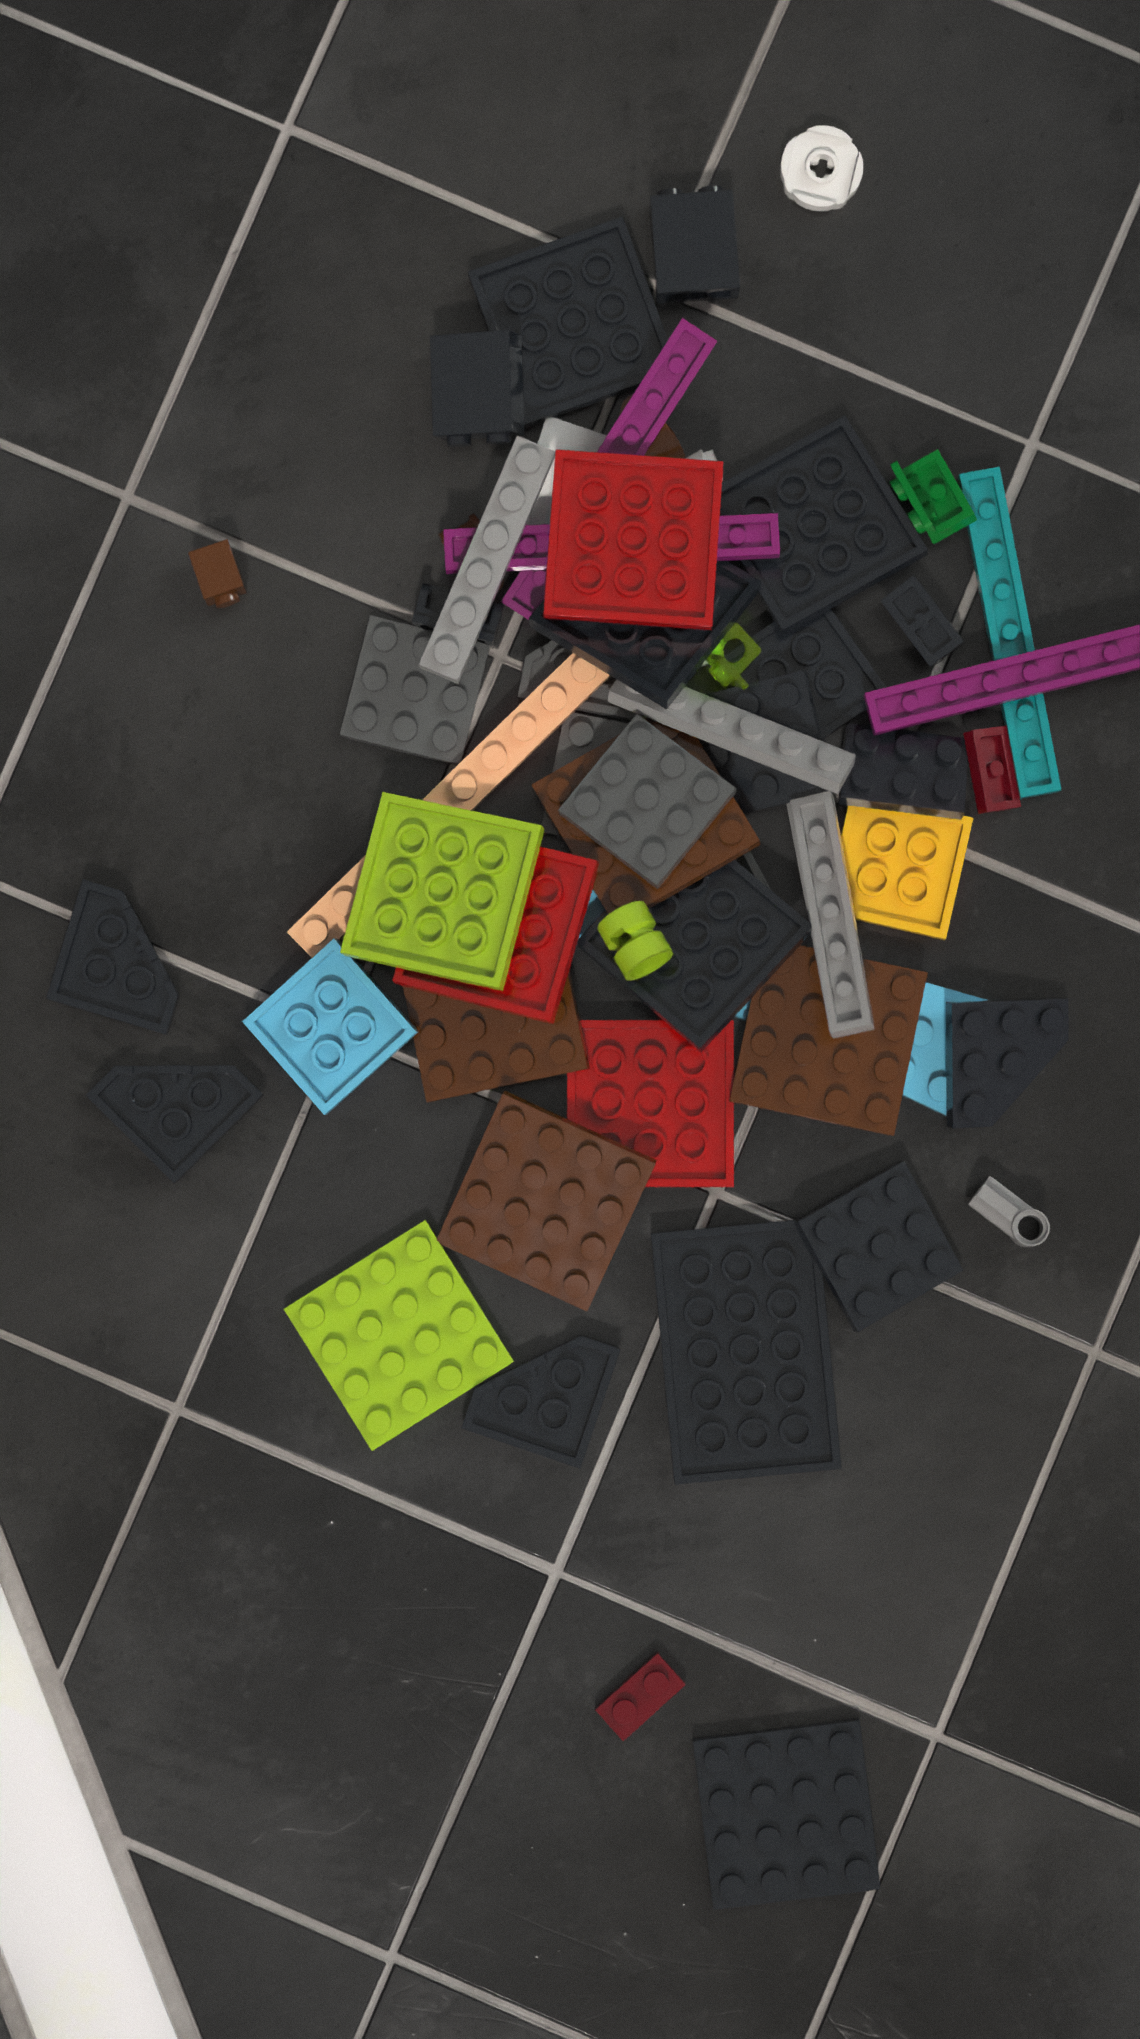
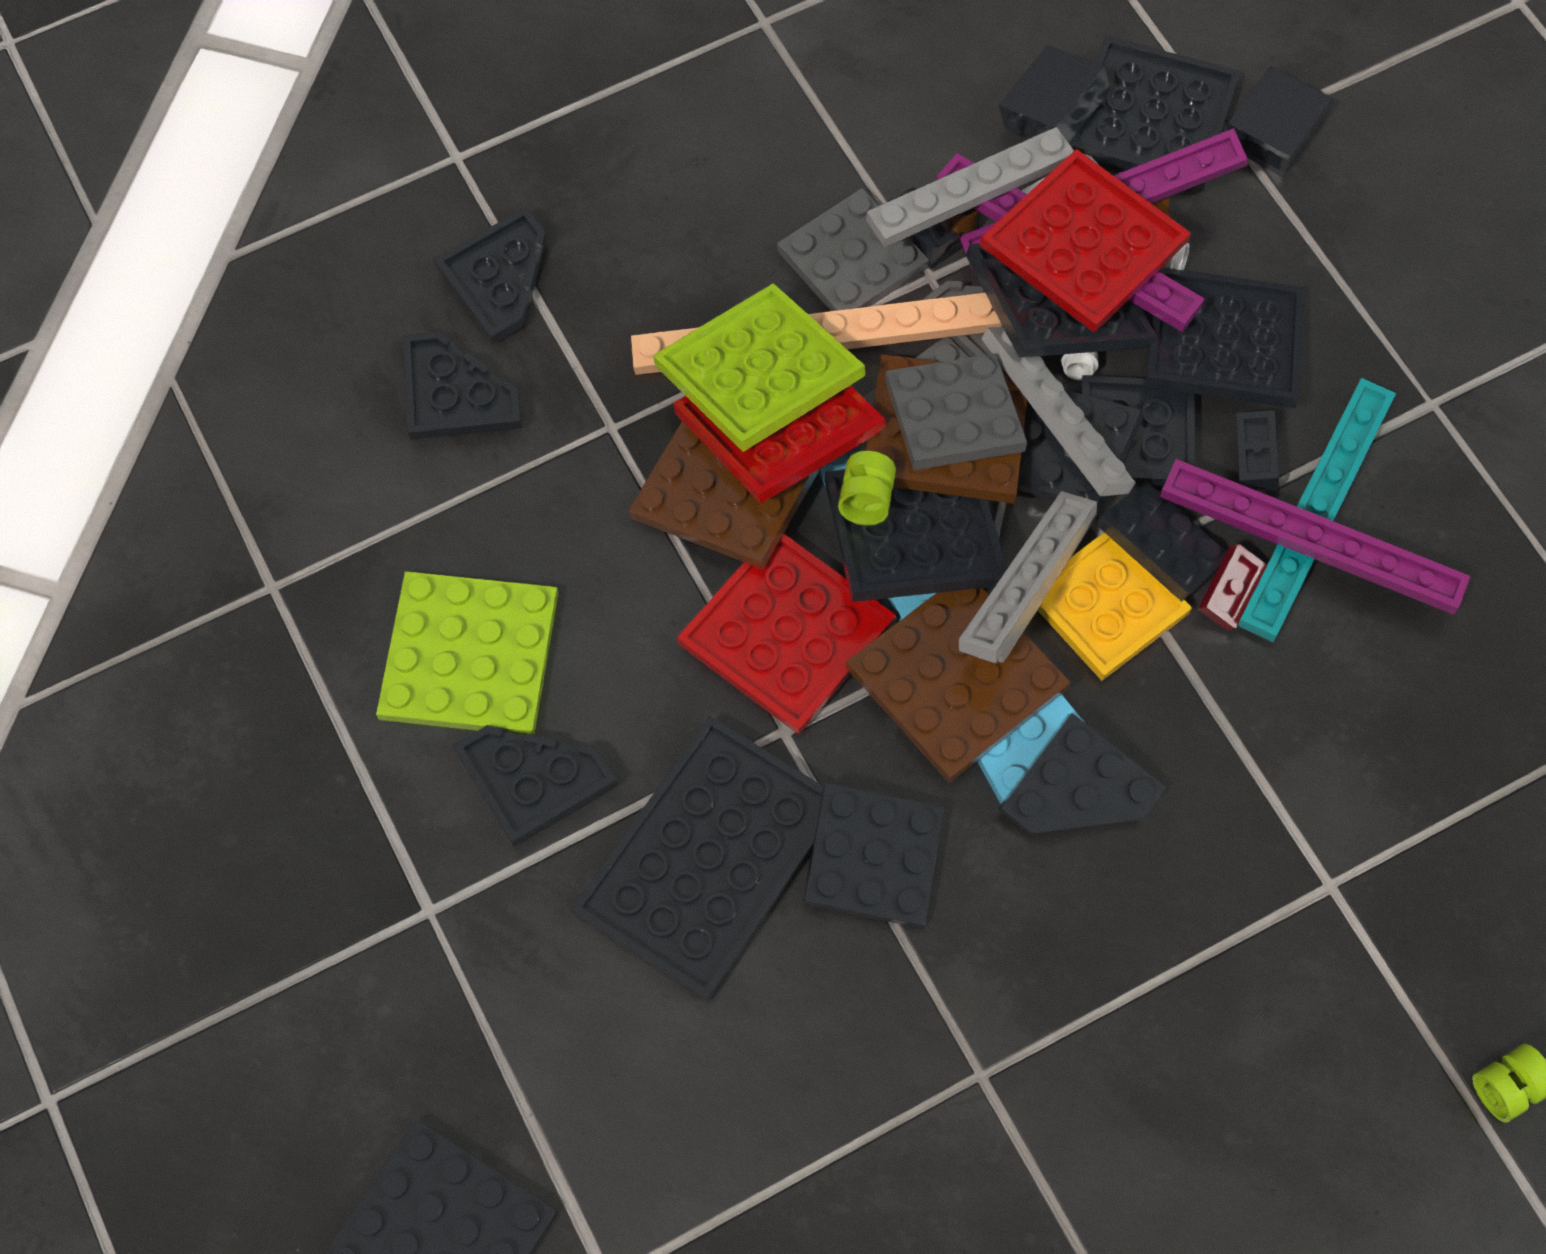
camera: 45 degrees right, 20 degrees down
(218, 574) = (782, 95): reddish brown brick -> none
(330, 1026) = (605, 412): medium azure plate -> none
(546, 1200) = (653, 635): reddish brown plate -> none
(640, 1696) = (407, 1053): dark red plate -> none
(728, 672) = (1082, 374): clear neon green bracket -> none
(841, 157) = (1403, 152): white plate -> none
(934, 495) = (1329, 377): green bracket -> none
(1006, 1211) = (995, 909): light grey piece -> none

